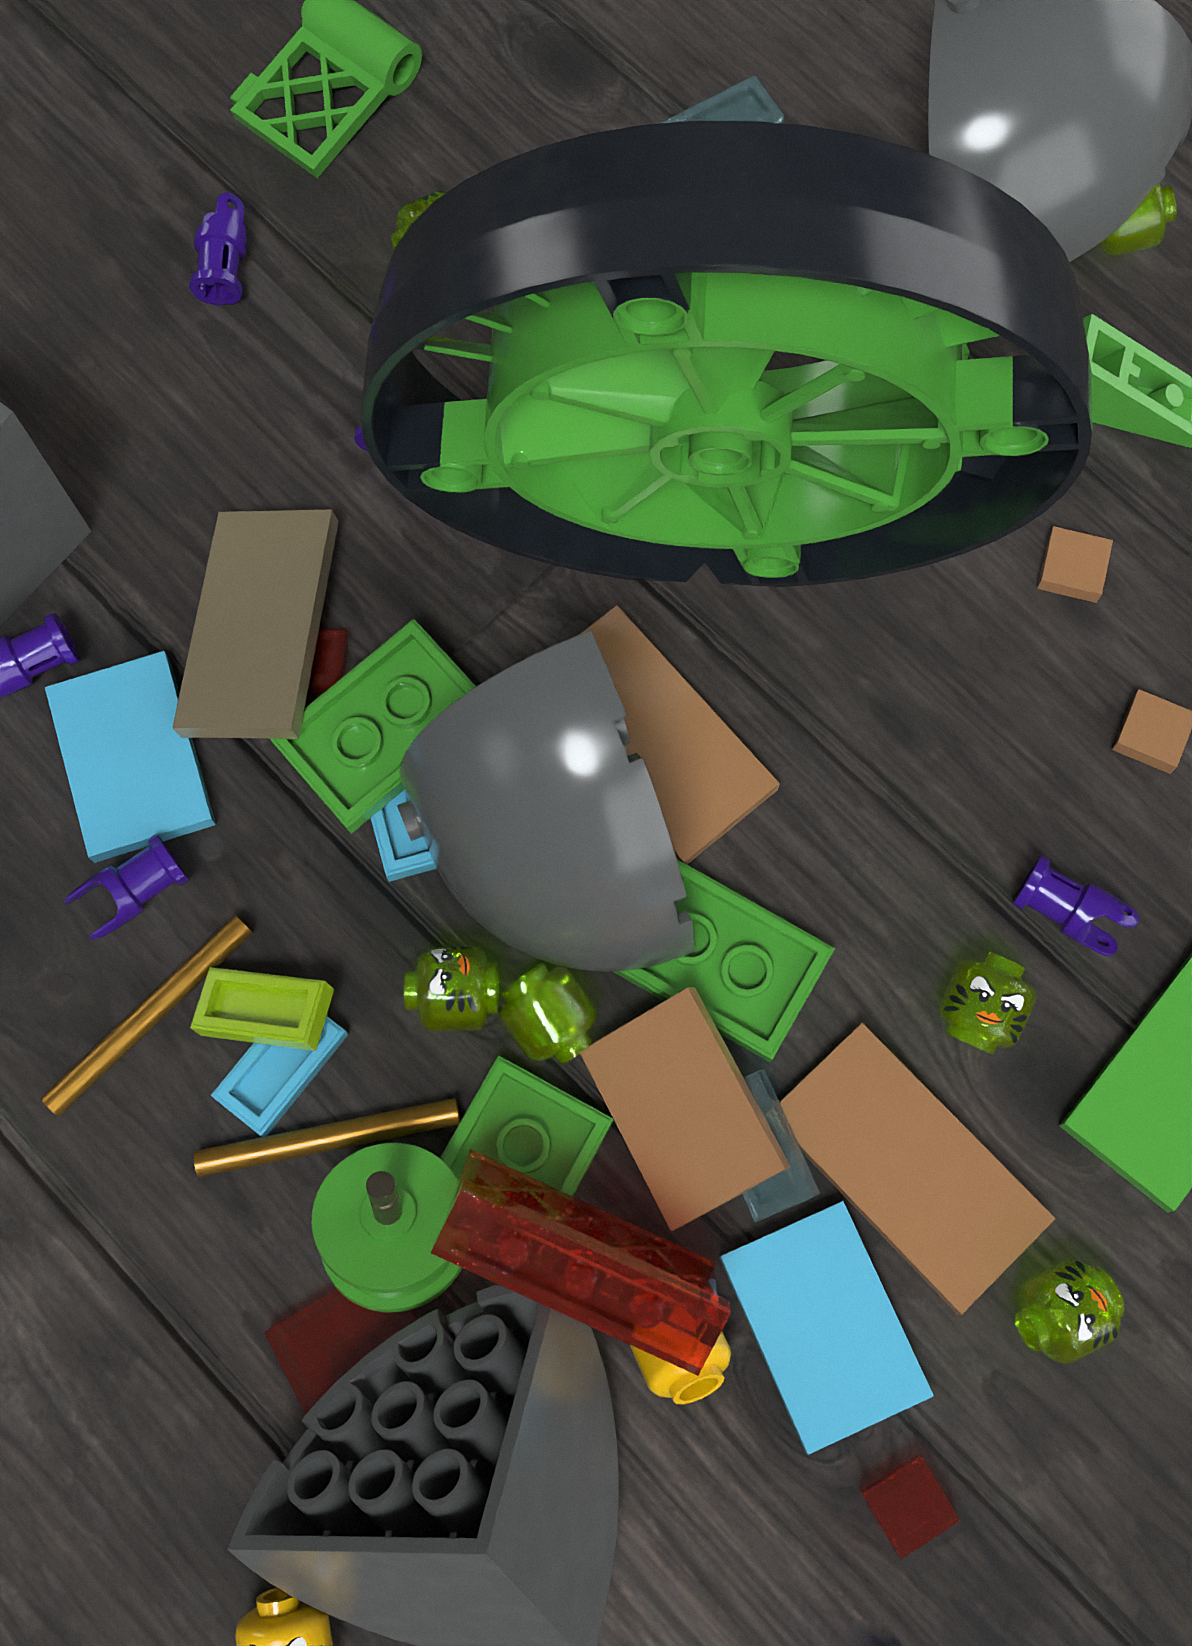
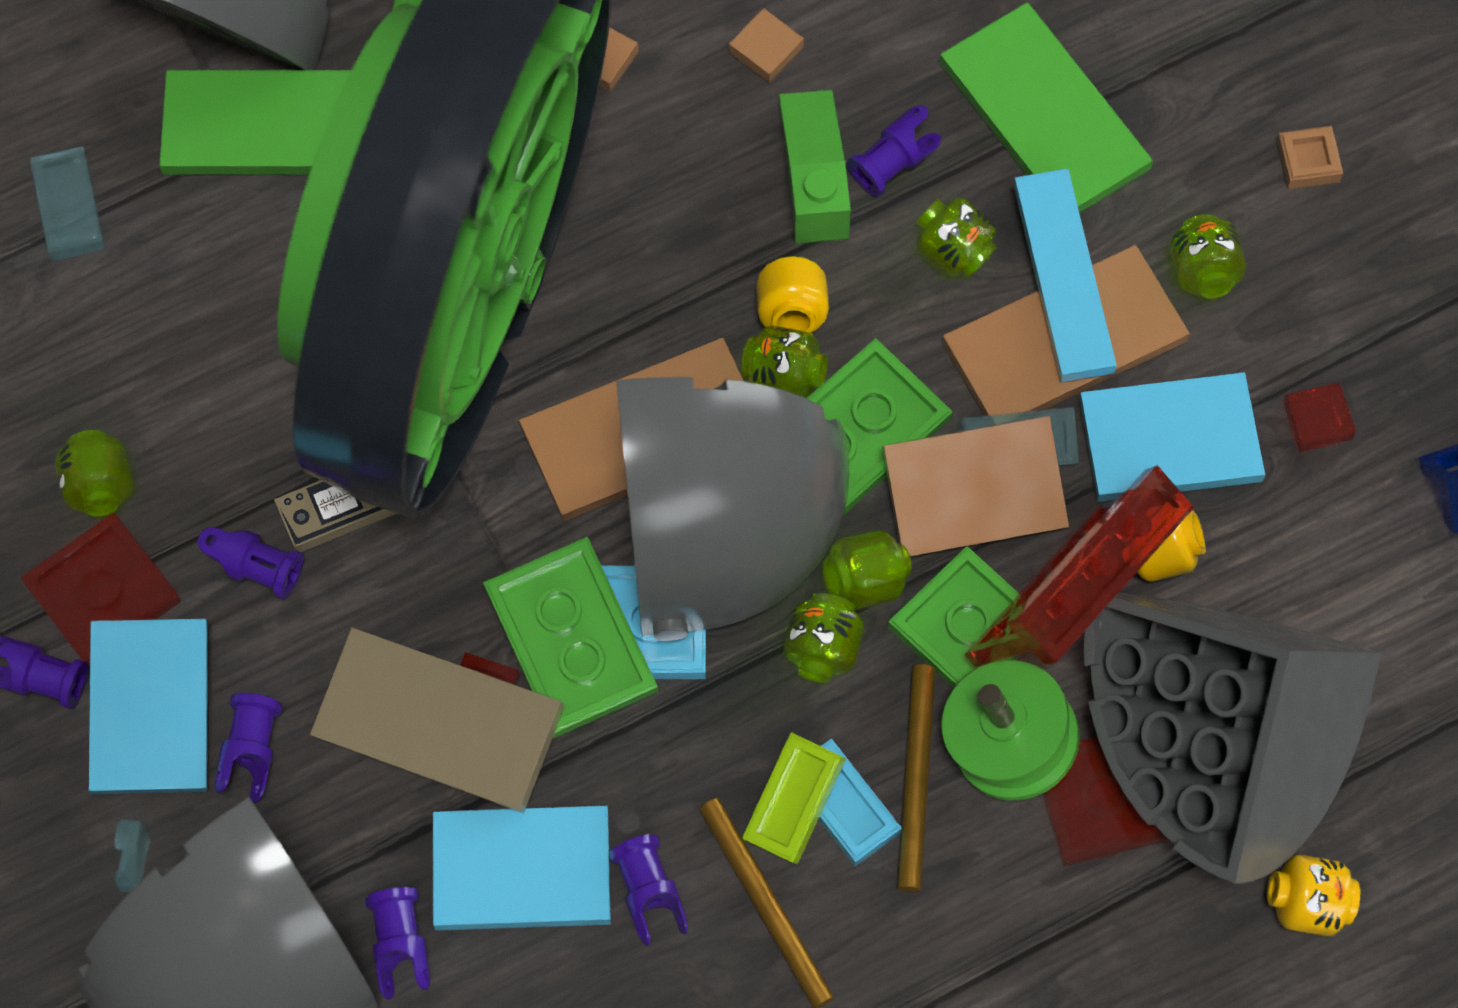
camera: 75 degrees left, 5 degrees down
(58, 392) = (134, 843): none -> clear light blue tile
(198, 457) = (249, 741): none -> dark purple piece
(209, 358) = (148, 706): none -> medium azure tile
(321, 284) = (99, 579): none -> clear red tile
(767, 855) = (785, 360): none -> clear neon green head
(849, 842) = (792, 294): none -> yellow head
(982, 1142) = (1064, 275): none -> medium azure tile
(1022, 822) = (815, 167): none -> bright green slope

